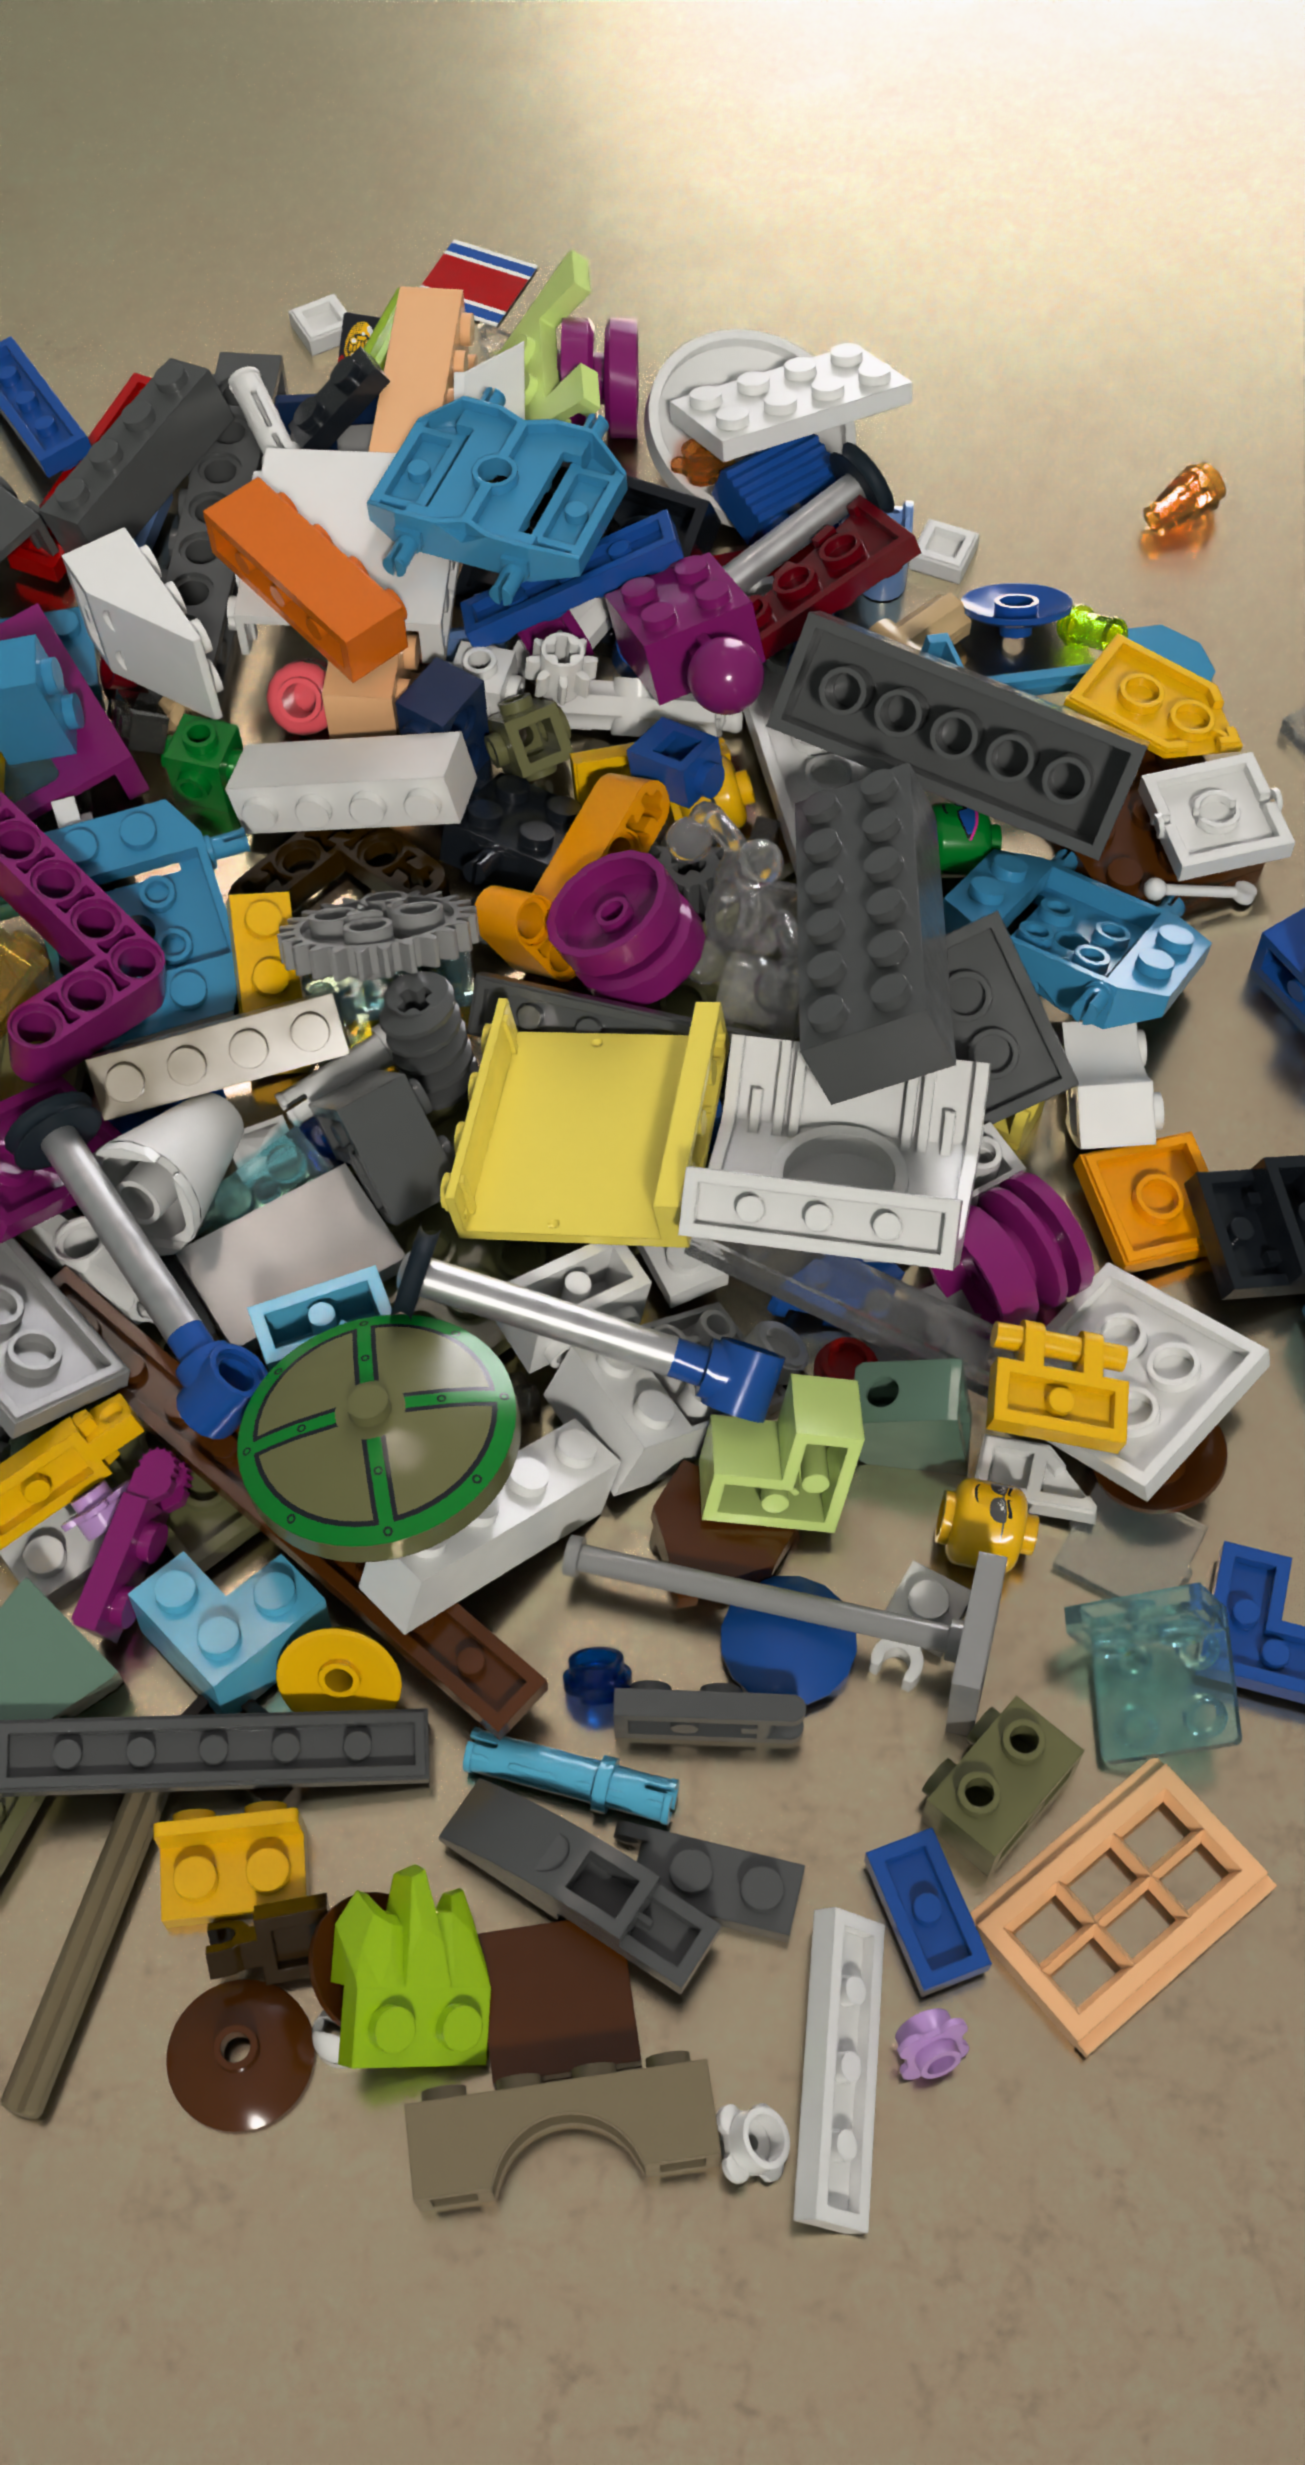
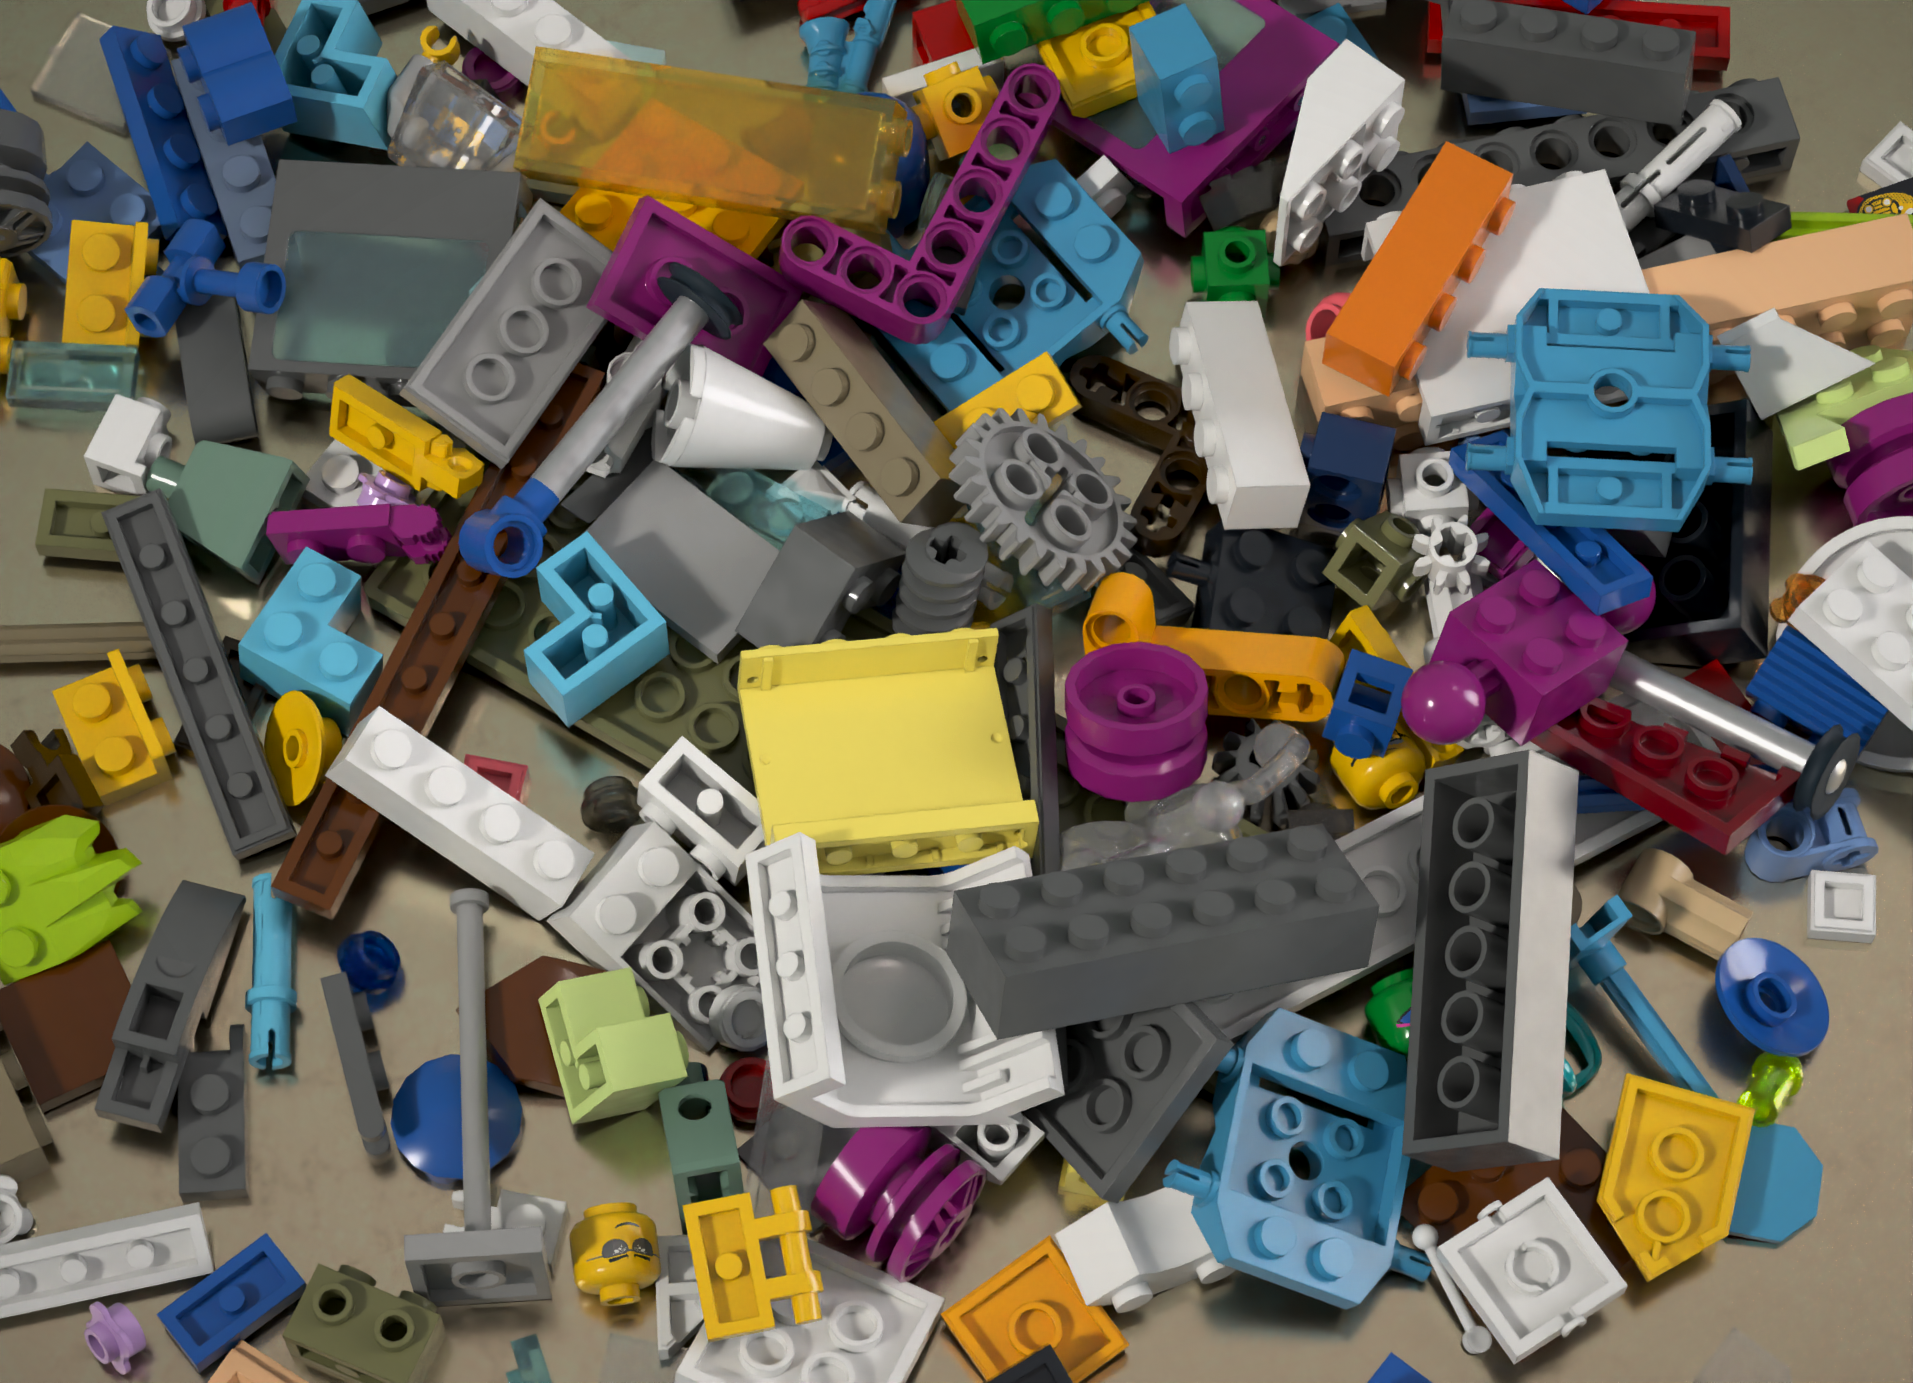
camera: 70 degrees right, 5 degrees up
(379, 1438) = (476, 678): olive dish -> none
(727, 1374) = (665, 966): piece -> none

